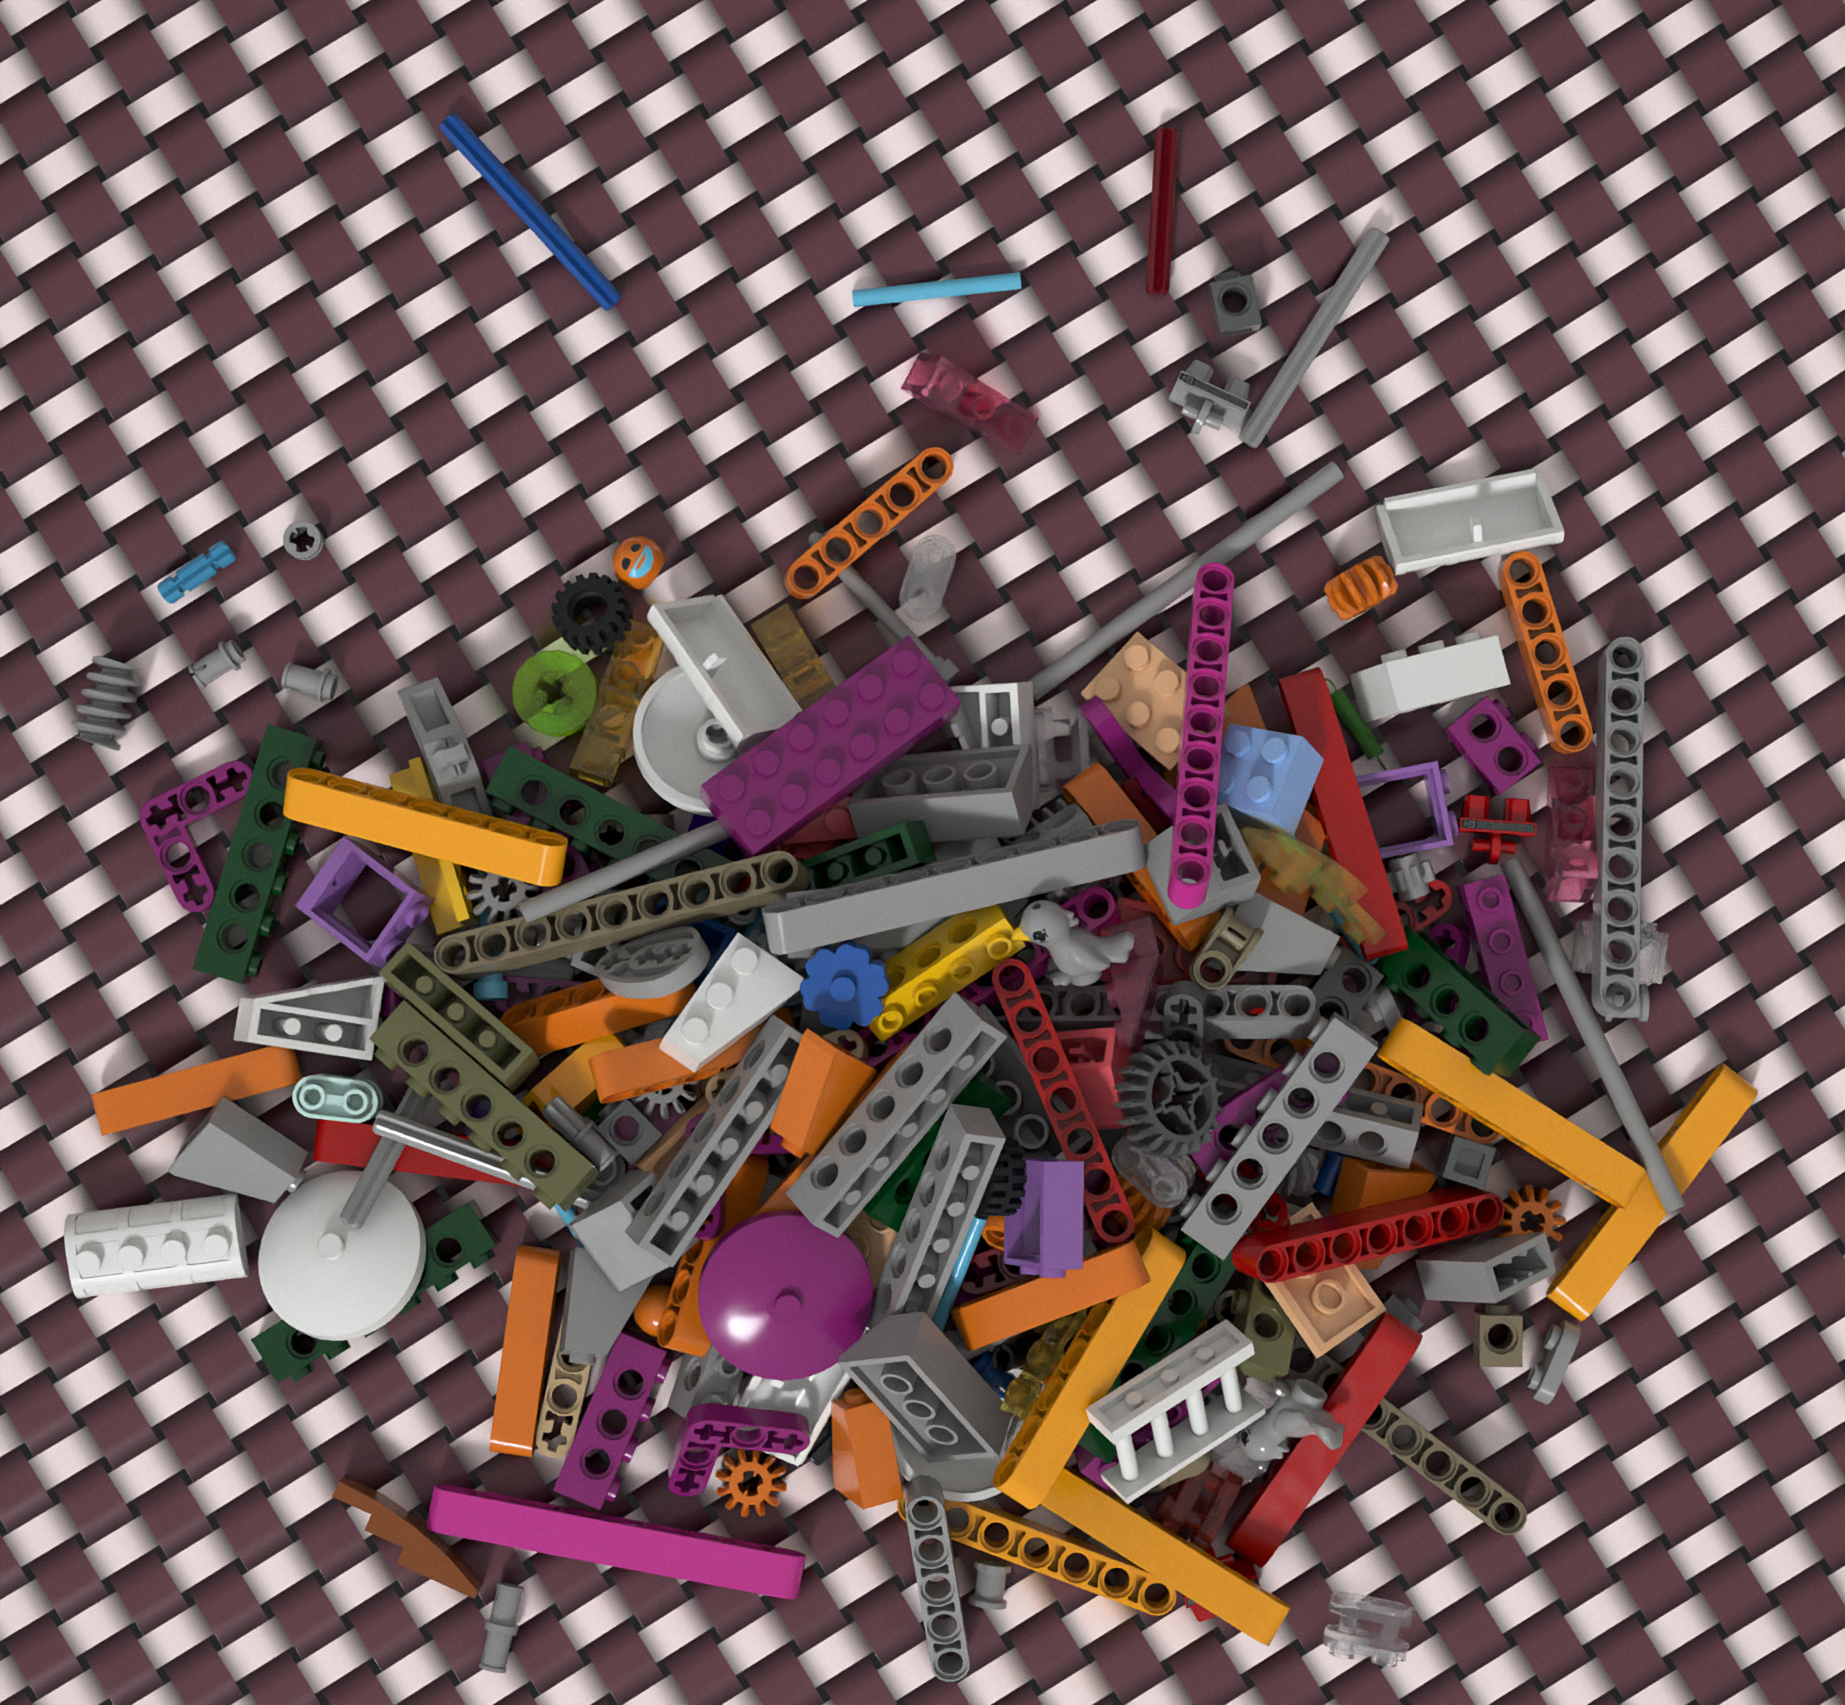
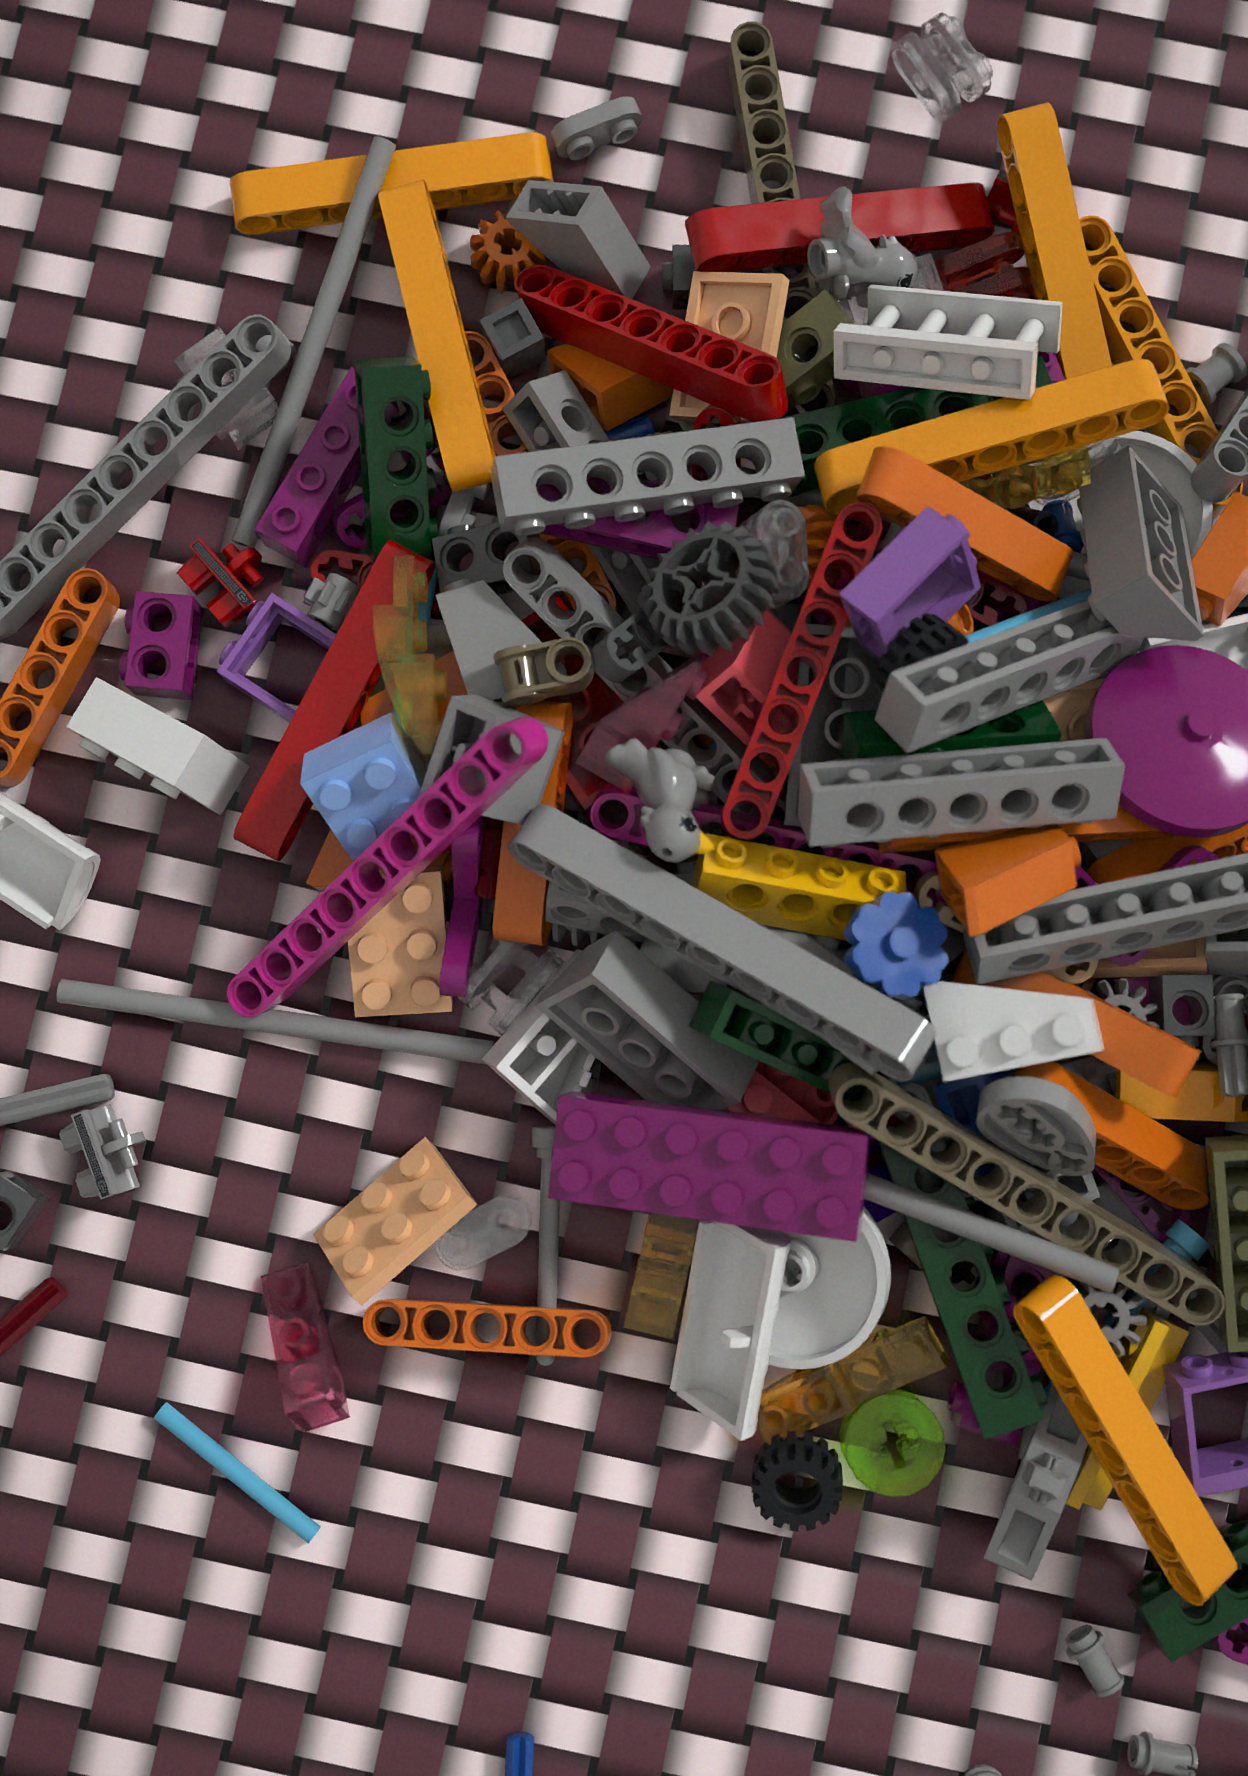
camera: 135 degrees left, 5 degrees down
(637, 562) = (715, 1487): orange piece -> none
(989, 531) = (394, 1220): none -> light nougat plate
(1356, 724) = (256, 761): bright green piece -> none
(1360, 587) = (137, 872): orange gear -> none
(1510, 1351) = (633, 170): dark tan brick -> none
(1570, 835) = (174, 514): clear pink slope -> none

